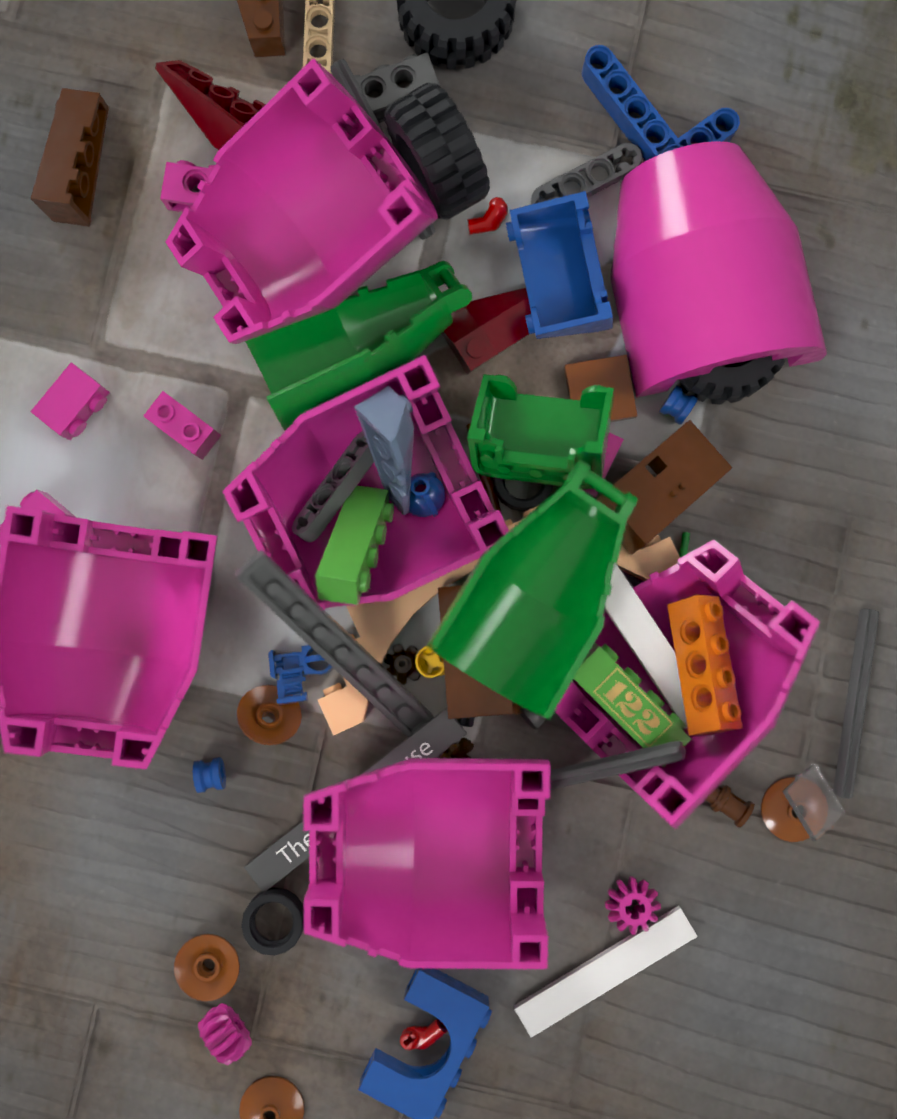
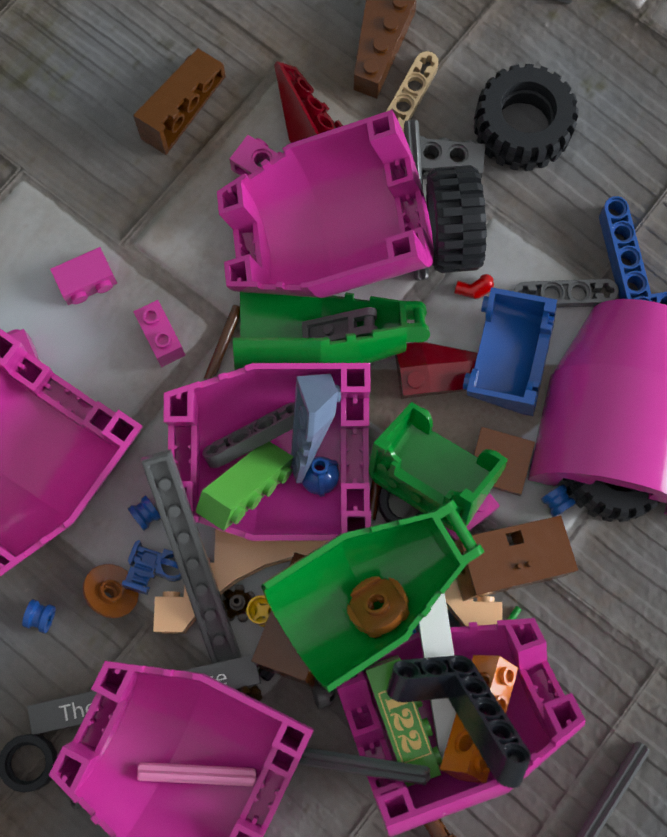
camera: 25 degrees right, 10 degrees down
(254, 404) = (223, 343): none -> reddish brown bar
(262, 620) = (144, 513): none -> blue wheel
(370, 327) = (338, 325): none -> dark grey plate
(446, 852) = (196, 774): none -> bright pink axle
(571, 608) = (388, 616): none -> dark orange plate
(700, 659) = (475, 705): none -> black beam

